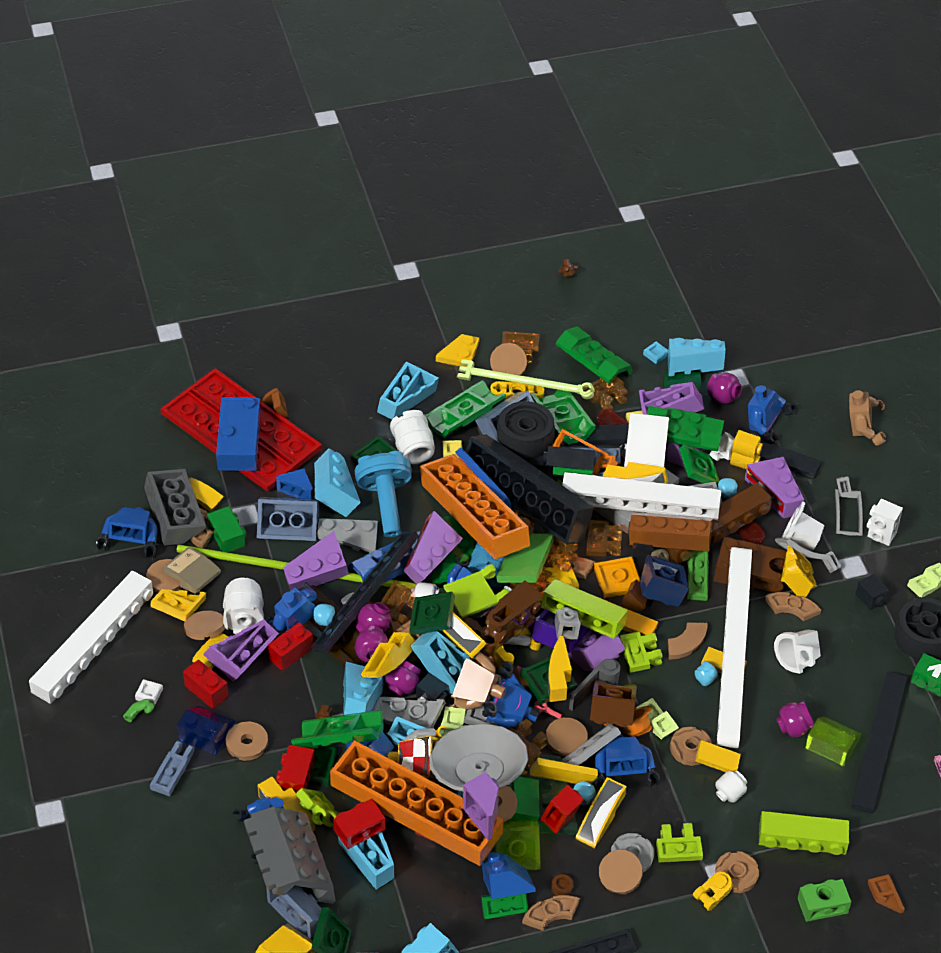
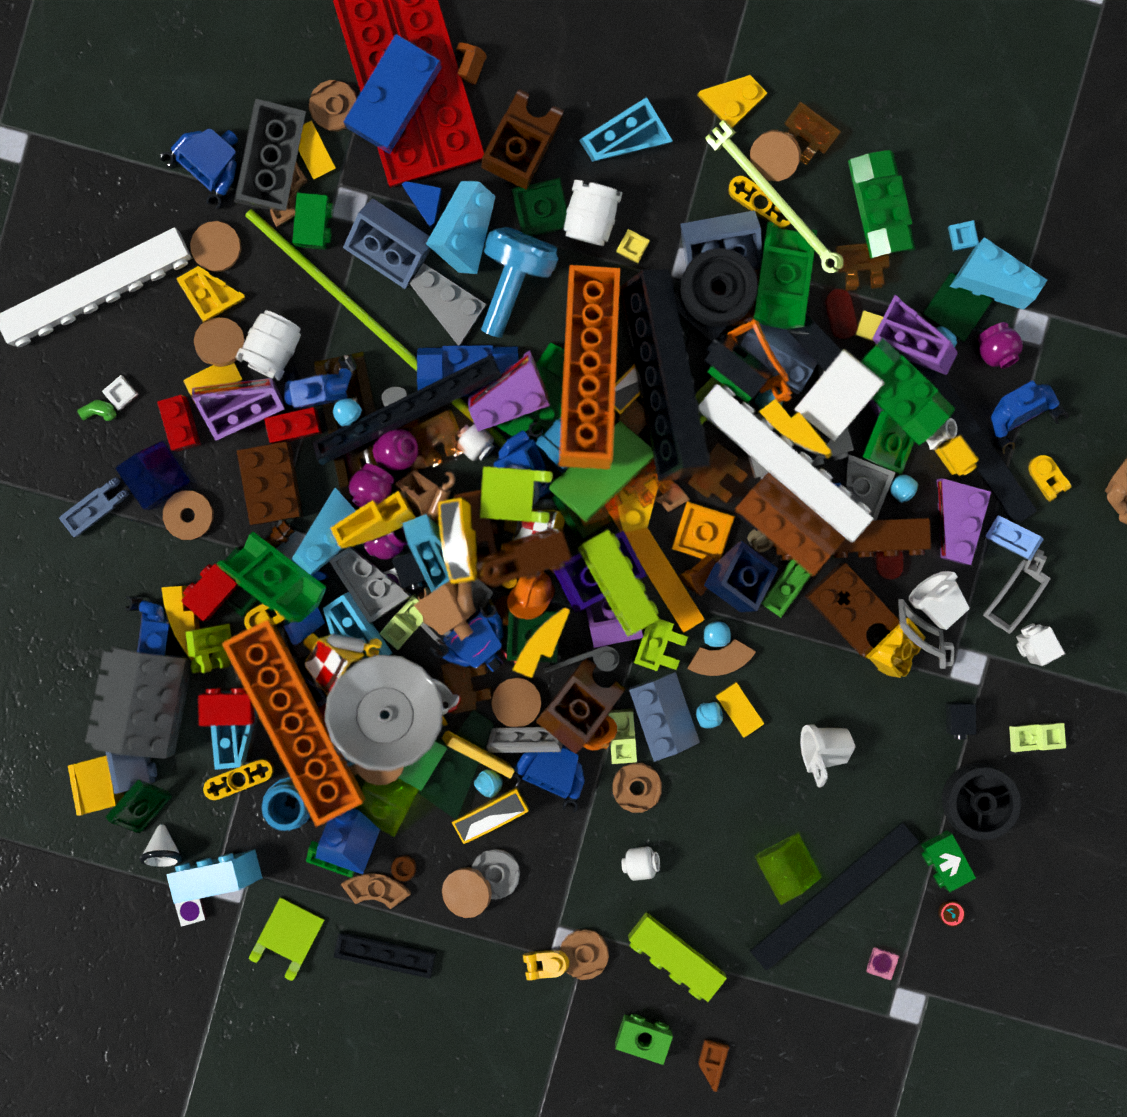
camera: 30 degrees right, 40 degrees up
(192, 570) = (244, 258): dark tan slope -> none
(200, 466) = (331, 104): none -> medium nougat tile
(296, 687) = (270, 483): none -> reddish brown brick
(317, 564) = (378, 338): medium lavender wedge -> none
(340, 426) = (523, 134): none -> reddish brown brick
(394, 900) = (234, 789): none -> yellow beam
(432, 613) = (441, 506): dark green tile -> none
(446, 876) = (276, 811): none -> dark azure piece
(463, 409) = (680, 198): green piece -> none
(470, 463) = (625, 331): blue tile -> none
(481, 802) = (340, 788): medium lavender slope -> none
(528, 654) = (531, 596): none -> orange piece
(562, 809) = (443, 805): red brick -> none
(567, 618) = (576, 599): light grey brick -> none
(568, 269) = (945, 42): reddish brown plant -> none
(673, 624) = (717, 634): none -> medium azure piece
(673, 692) = (664, 716): none -> sand blue slope
(679, 849) = (541, 899): lime plate -> none
(717, 757) = (651, 821): yellow tile -> none
(734, 648) = (758, 707): white beam -> none
(792, 604) = (867, 678): medium nougat tile -> none
(795, 719) = (760, 829): magenta piece -> none
(806, 440) = (1042, 469): none -> yellow plate
(818, 478) = (1014, 537): none -> light blue plate

